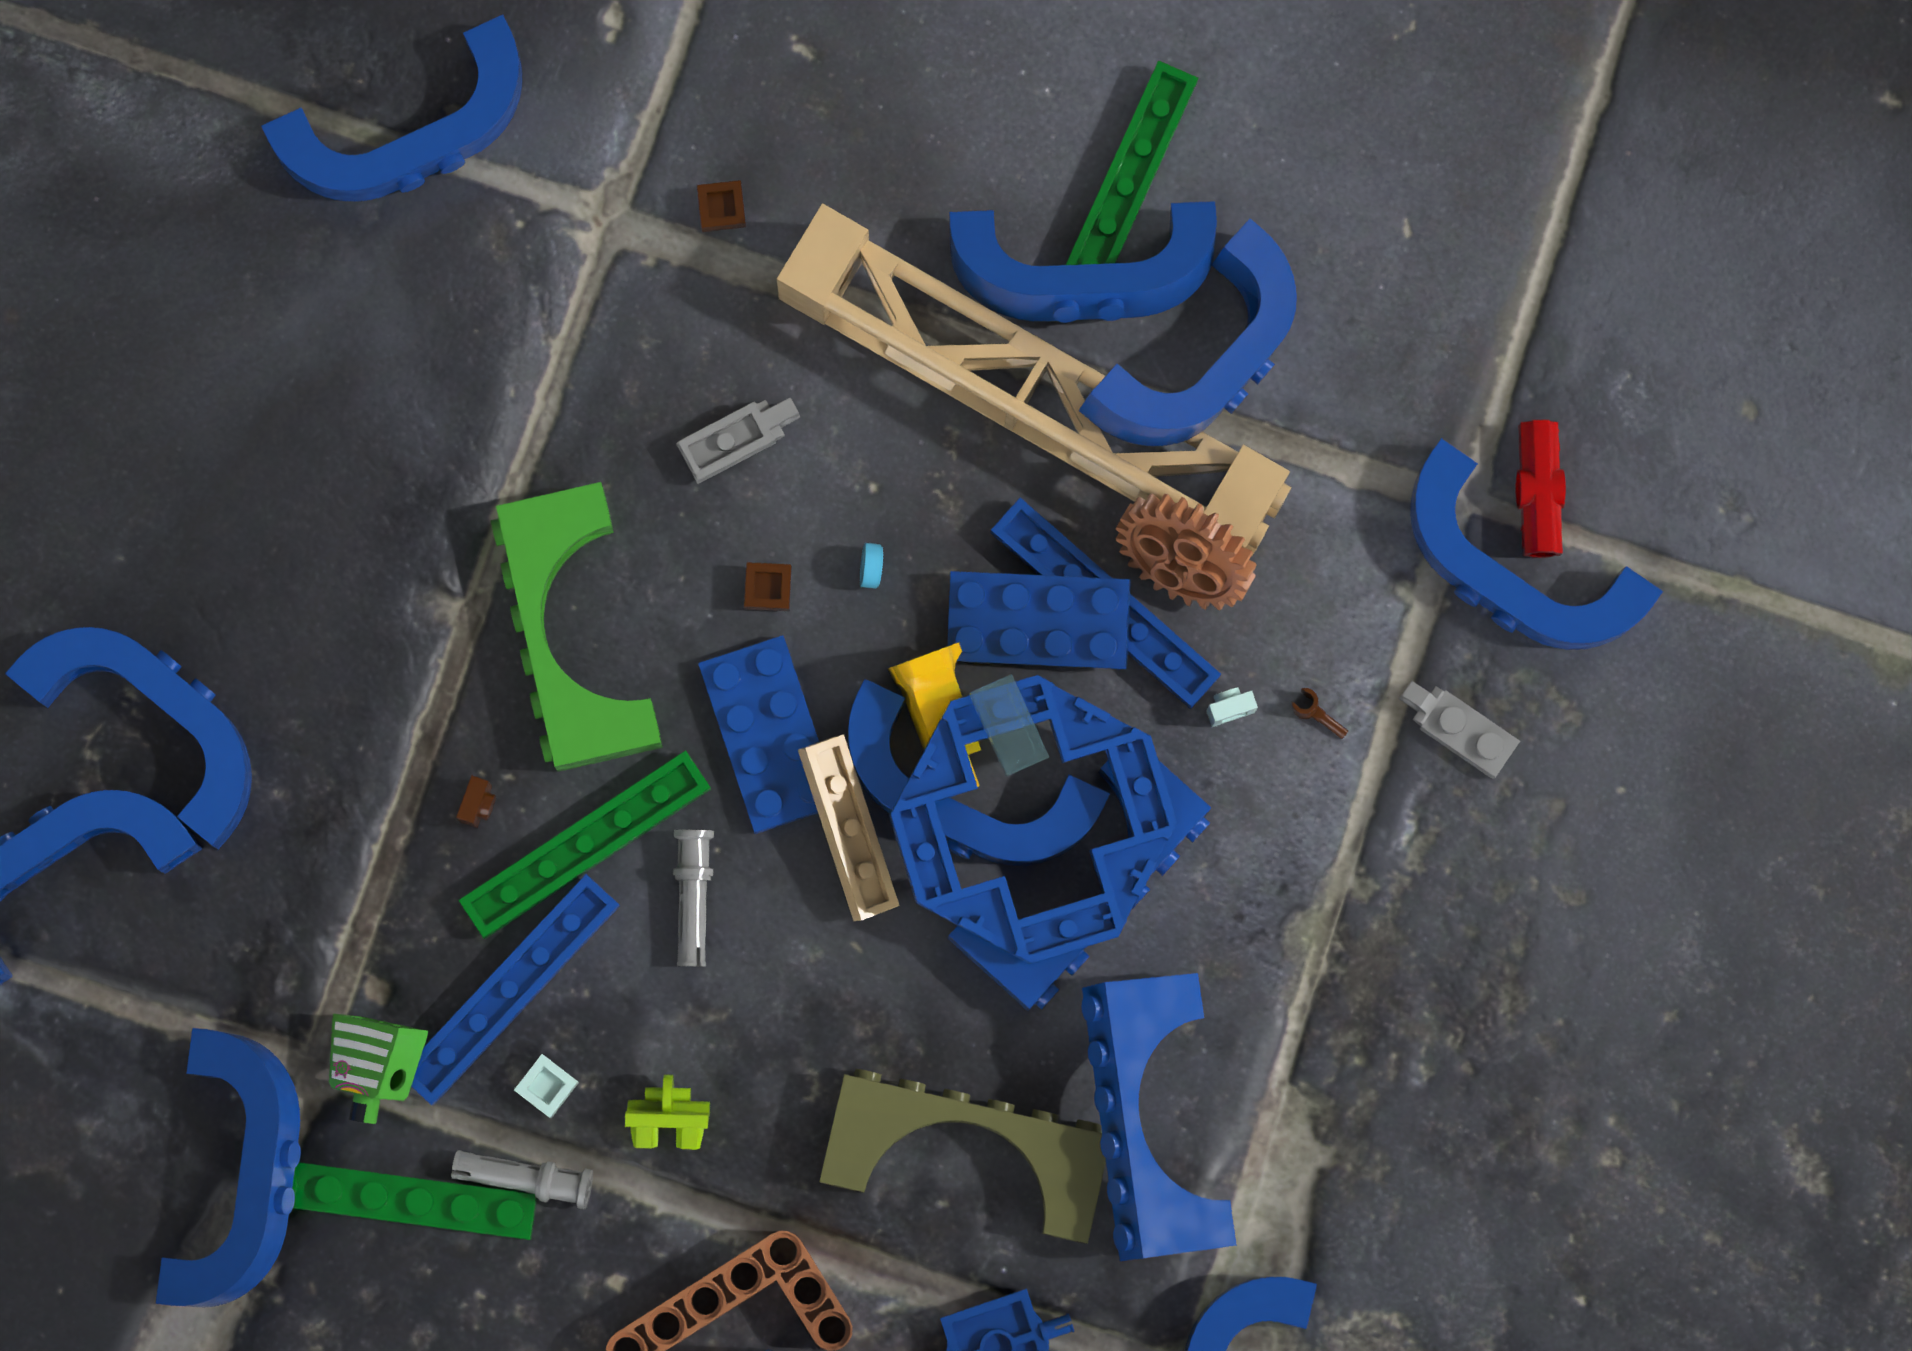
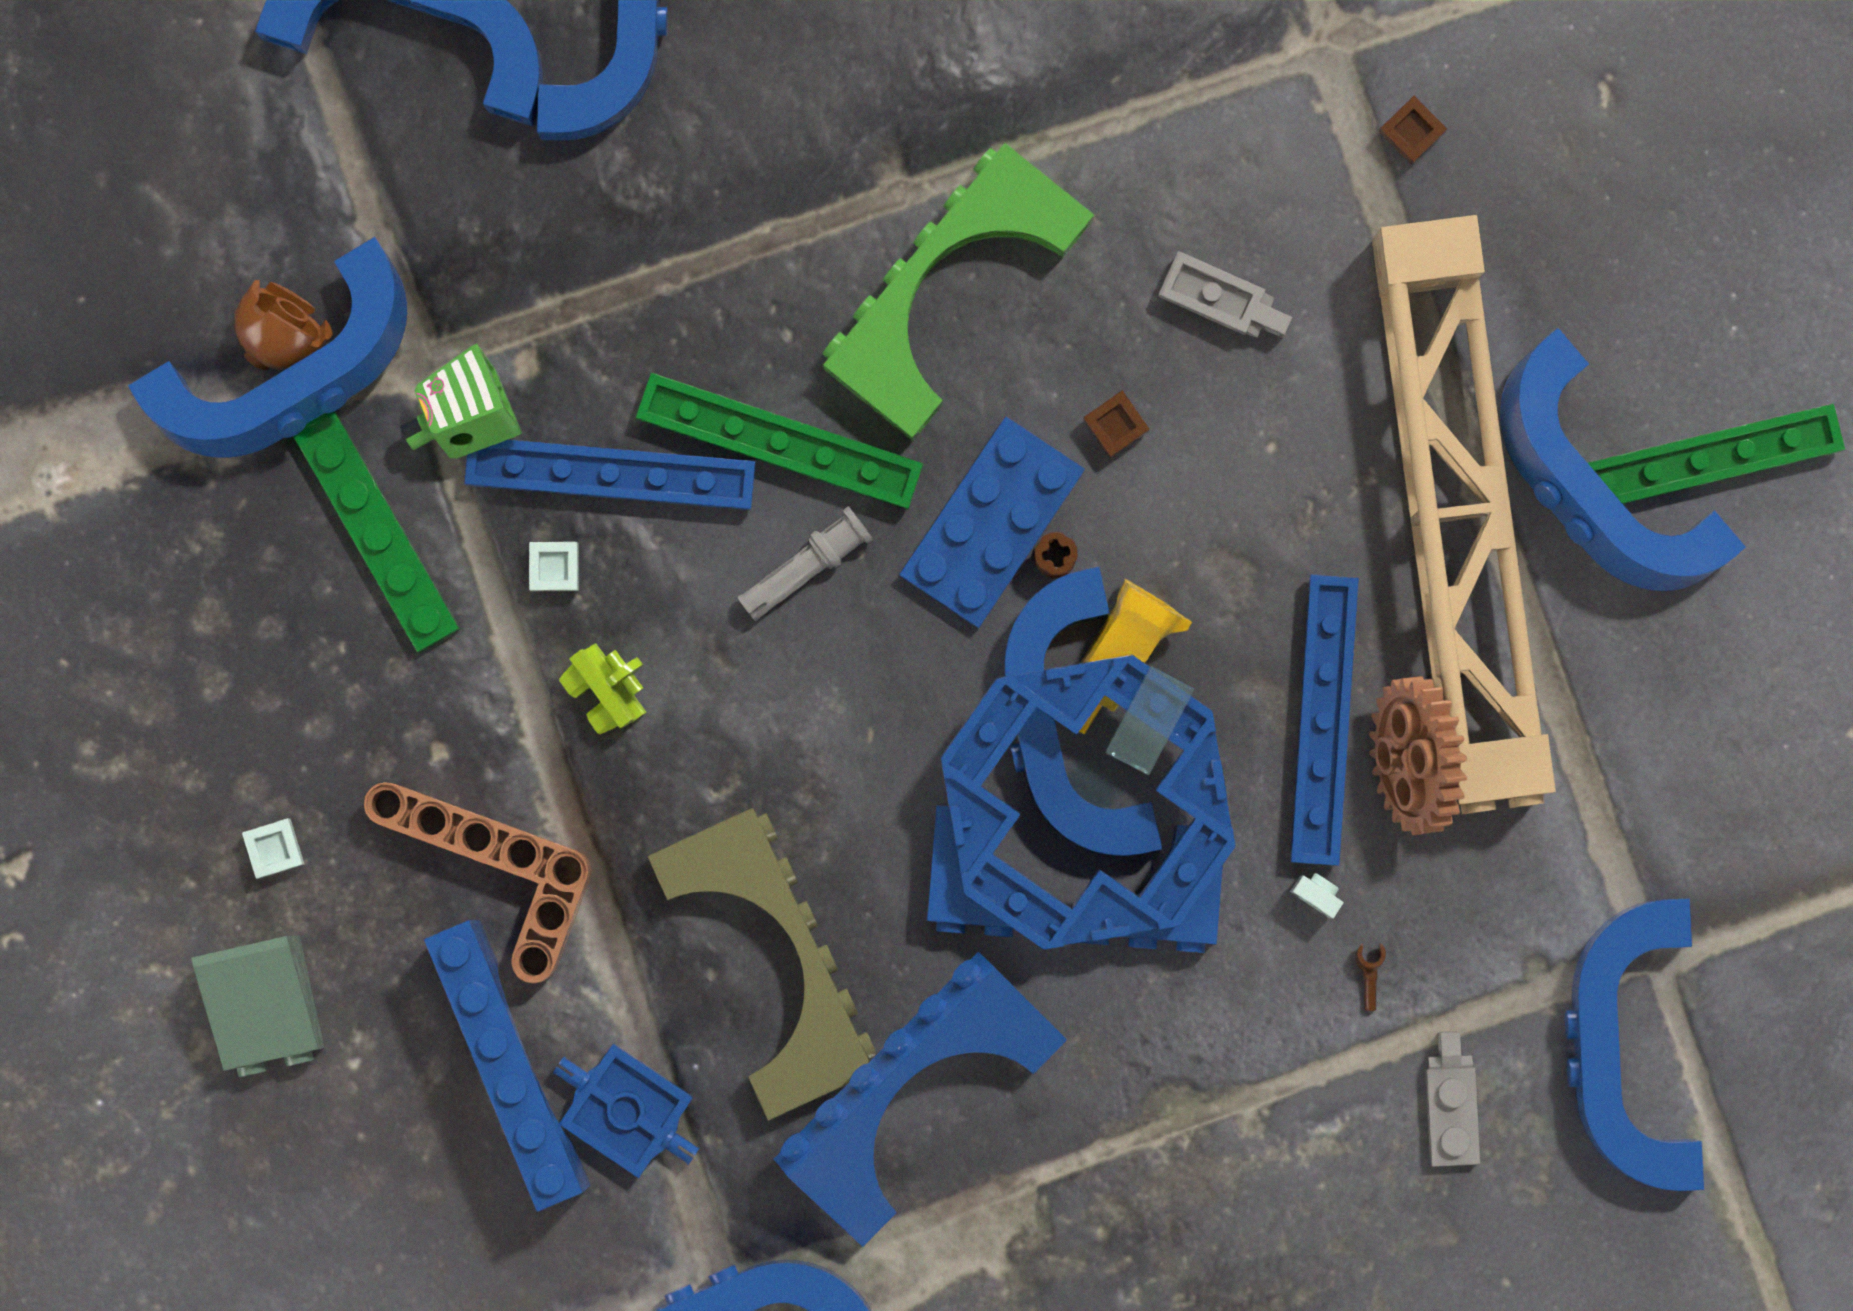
camera: 60 degrees right, 5 degrees up
(202, 1156) = (277, 327): none -> dark orange cylinder
(477, 802) = (744, 323): reddish brown plate -> none
(544, 1181) = (474, 626): light grey pin -> none
(835, 717) = (1047, 567): none -> reddish brown bush
(848, 827) = (963, 650): tan plate -> none
(871, 565) = (1201, 497): medium azure tile -> none
(1039, 619) = (1266, 675): blue plate -> none
(1162, 419) = (1508, 636): blue arch -> none
(1540, 489) = (1713, 1016): red piece -> none

